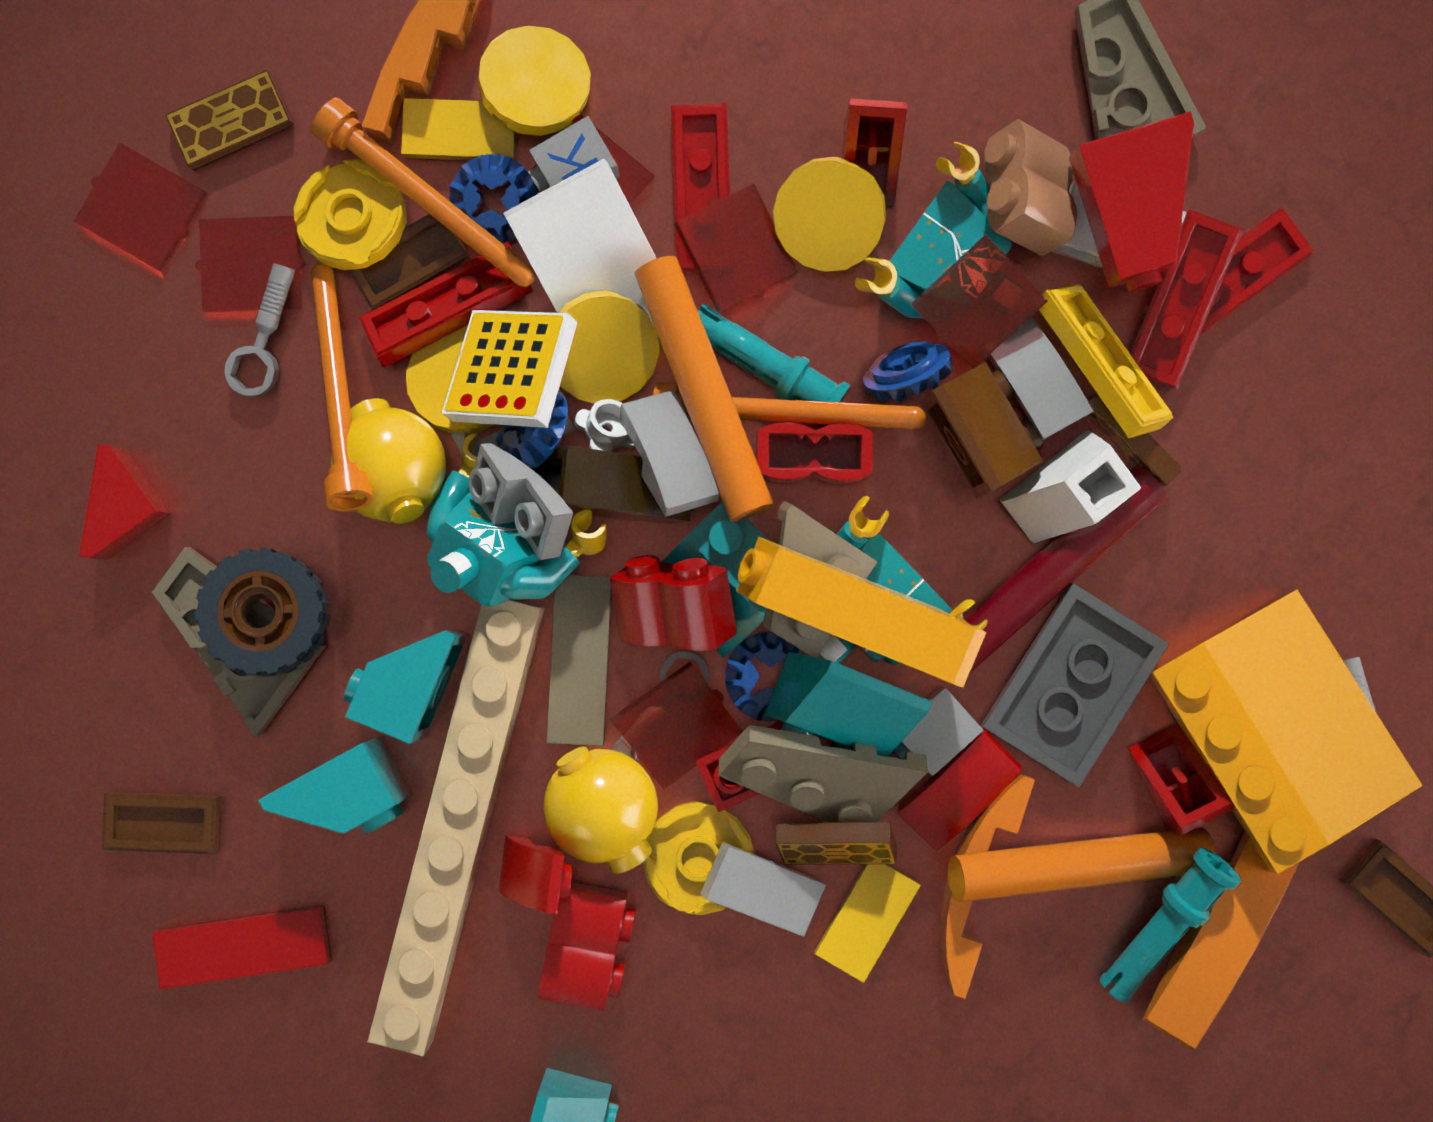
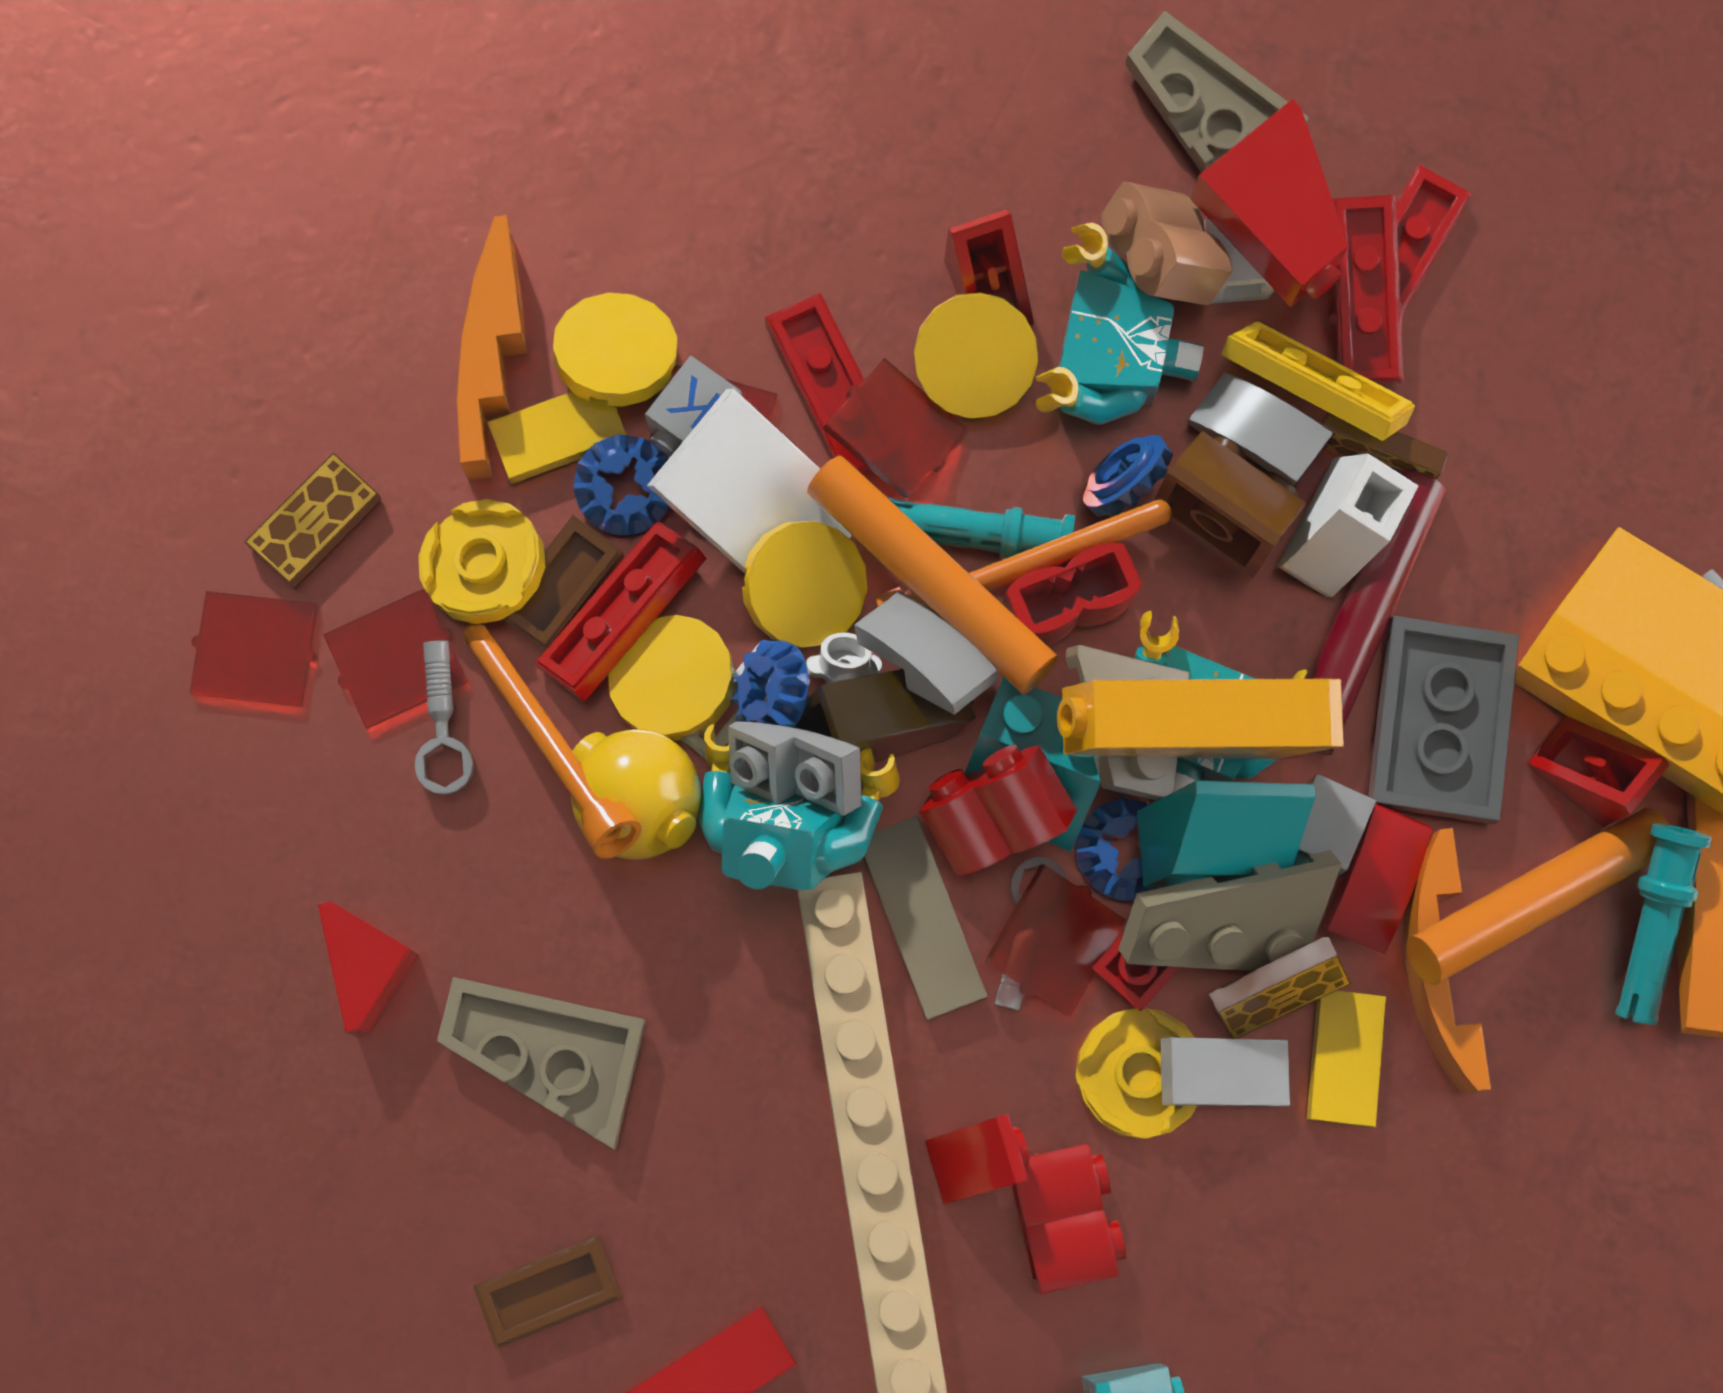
camera: 30 degrees left, 10 degrees down
(227, 606) = (545, 972): black wheel -> none
(338, 127) = (435, 476): orange piece -> none
(346, 792) = (738, 1156): teal slope -> none
(405, 687) = (753, 1015): teal slope -> none
(510, 368) = (722, 638): tile -> none
(601, 808) = (1019, 1056): yellow brick -> none
(979, 302) = (1168, 373): clear red piece -> none

